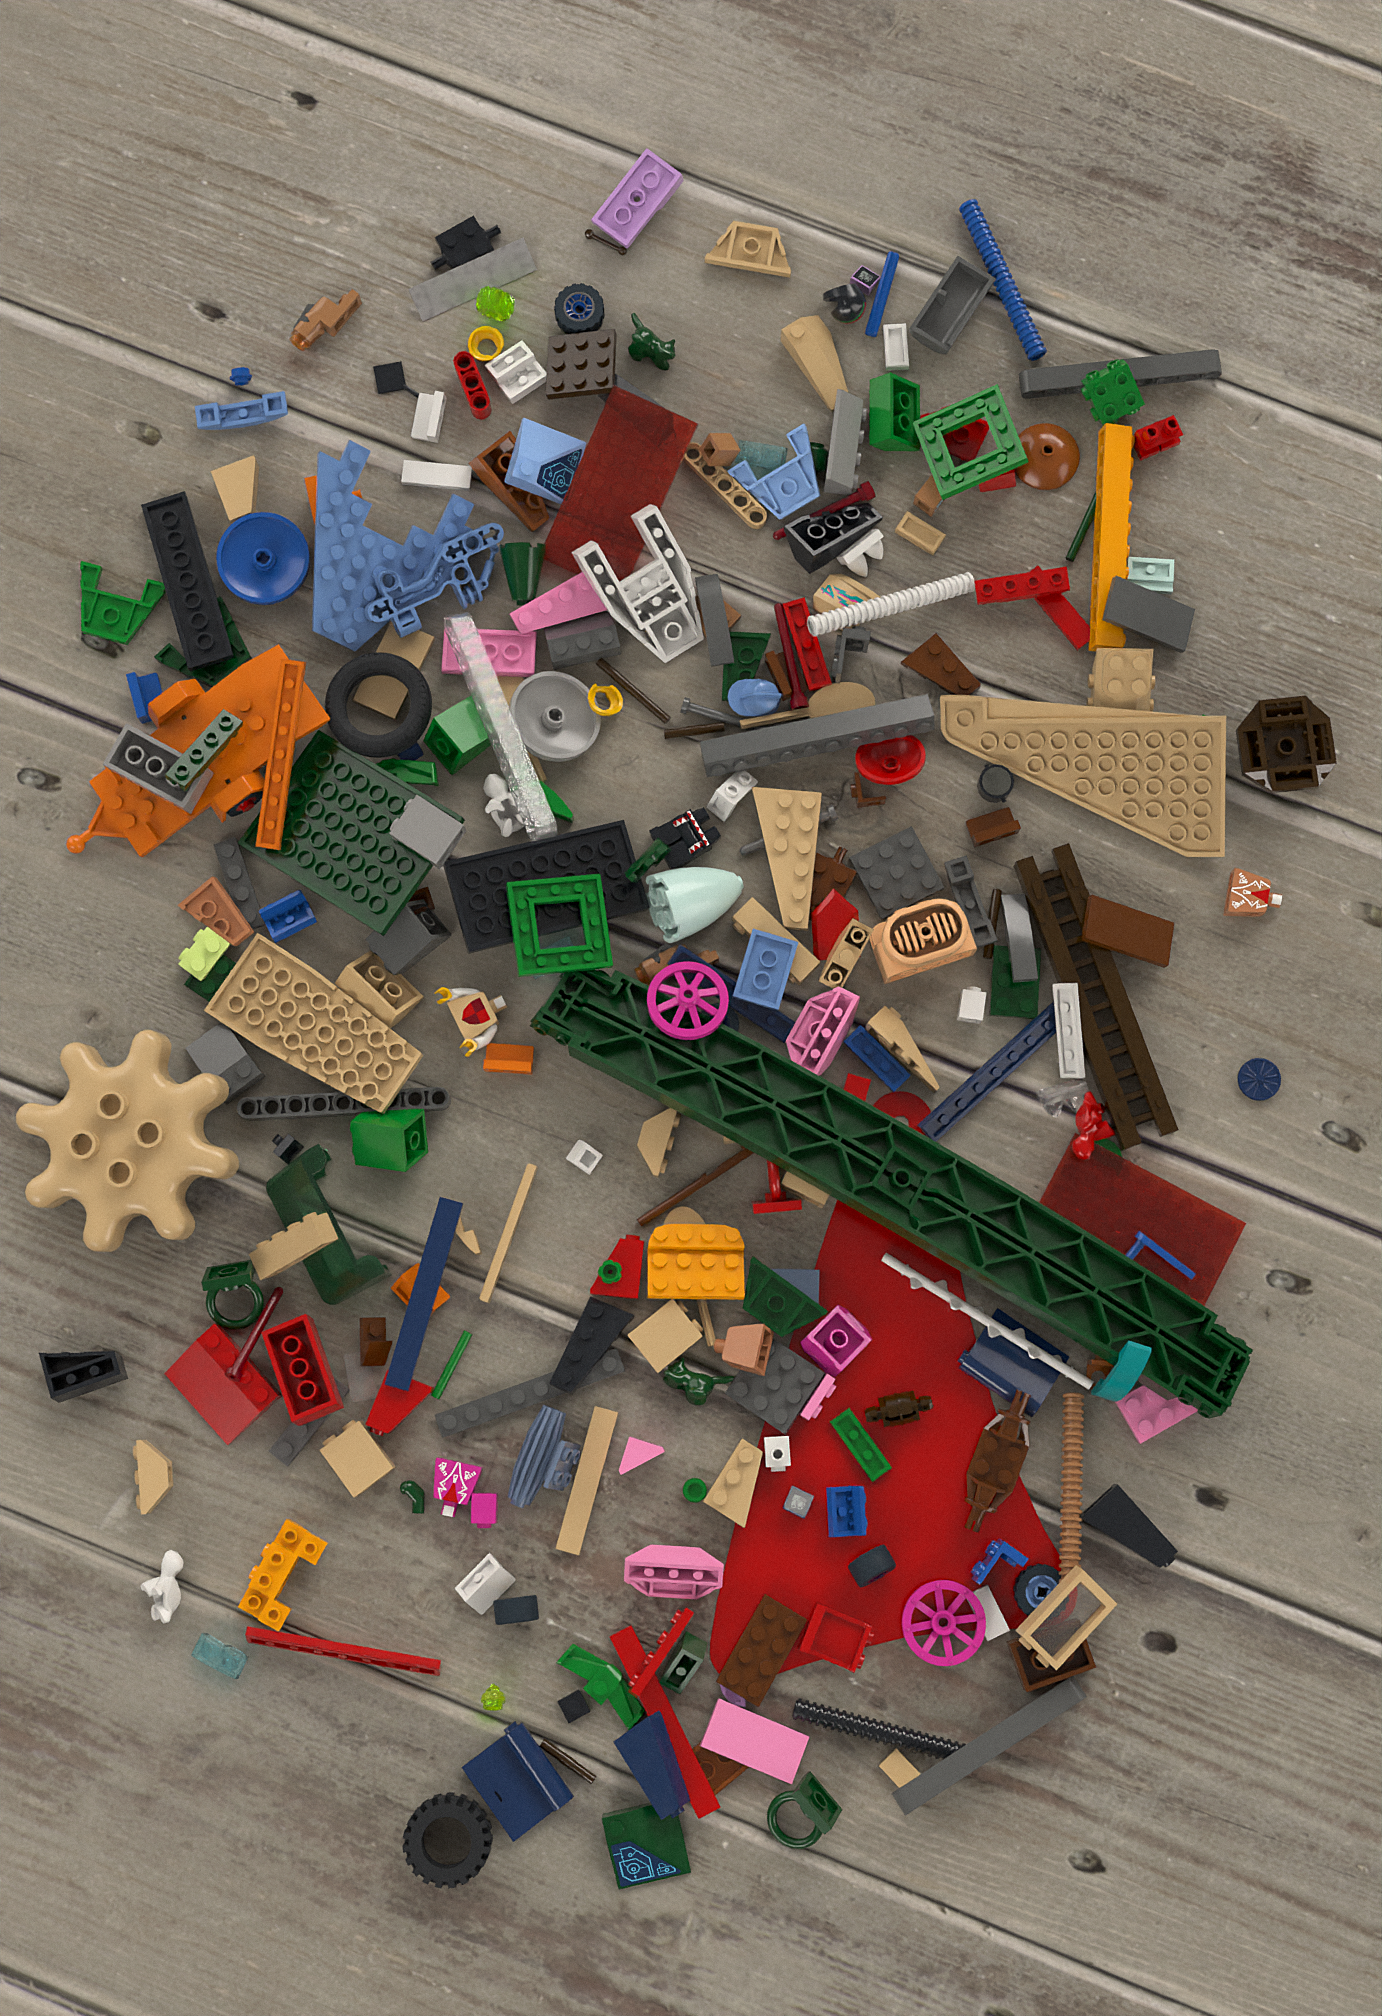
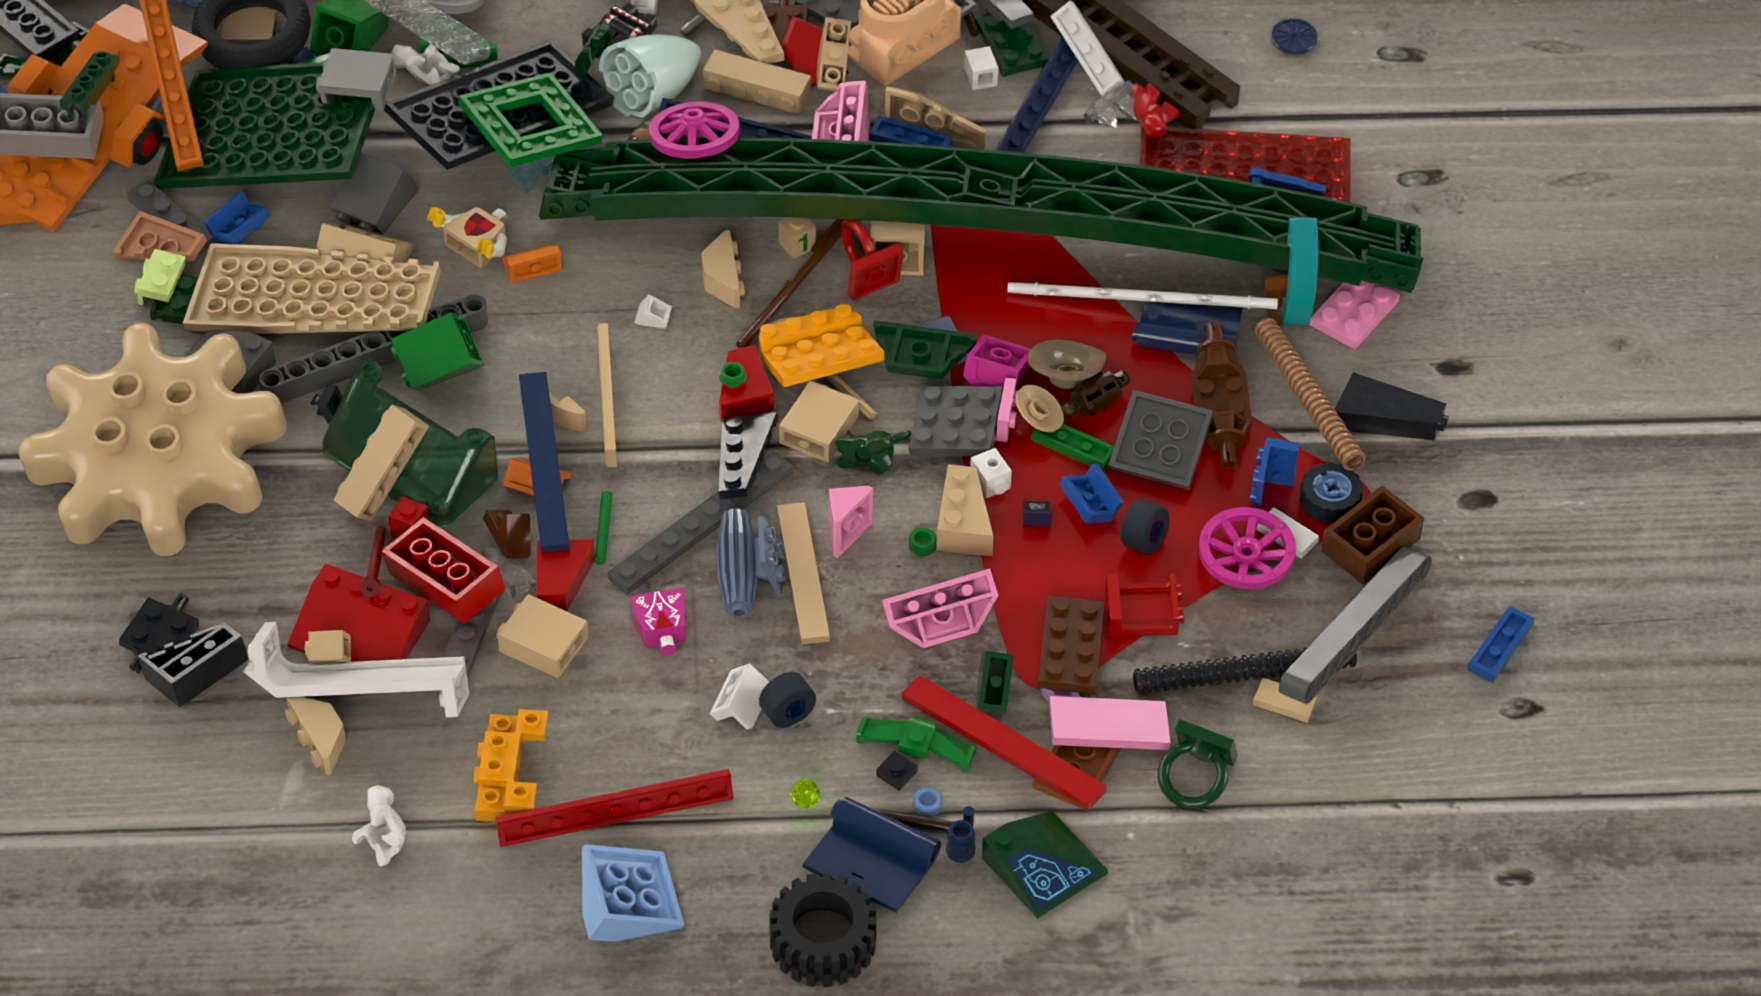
camera: 25 degrees left, 30 degrees down
(71, 1320) = (157, 626): none -> black plate
(188, 1403) = (328, 647): none -> tan brick
(195, 1446) = (288, 679): none -> white panel
(219, 1656) = (476, 862): clear light blue slope -> none
(229, 1278) = (324, 523): dark green tile -> none
(300, 1298) = (405, 515): none -> red brick
(320, 1736) = (627, 893): none -> light blue slope
(415, 1493) = (624, 647): dark green arm -> none
(484, 1509) = (705, 629): dark pink brick -> none
(583, 1746) = (927, 802): none -> medium blue tile
(591, 1798) = (961, 837): none -> dark blue piece
(653, 1660) = (961, 684): red plate -> none
(655, 1765) = (1008, 770): dark blue slope -> none
(746, 1347) = (909, 395): nougat torso -> none
(765, 969) = (759, 92): medium blue plate -> none
(851, 1411) = (1039, 408): none -> tan dish
(888, 1370) = (1066, 361): none -> dark tan hat
(927, 1484) = (1161, 439): none -> dark grey plate
(1065, 1618) = (1366, 476): window -> none
(1101, 1801) = (1501, 644): none -> blue plate

